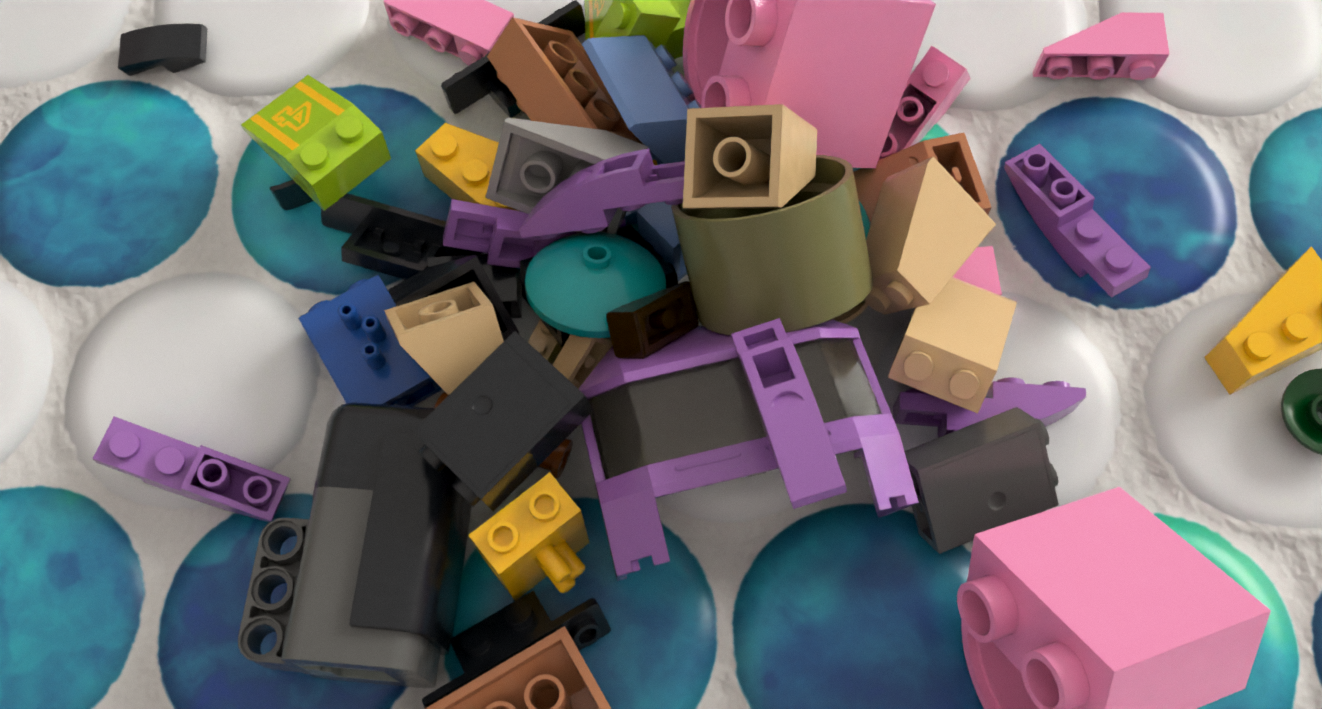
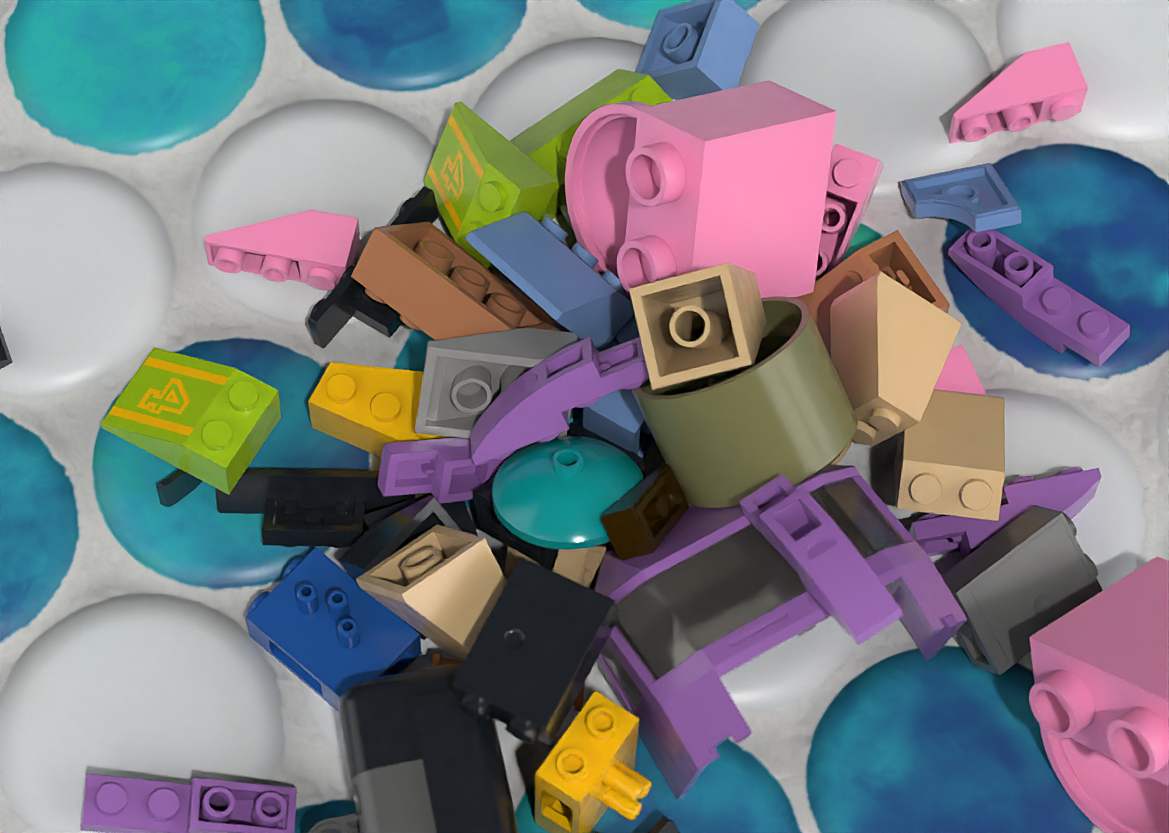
camera: 20 degrees left, 5 degrees down
(1036, 121) = (966, 195): none -> medium blue tile

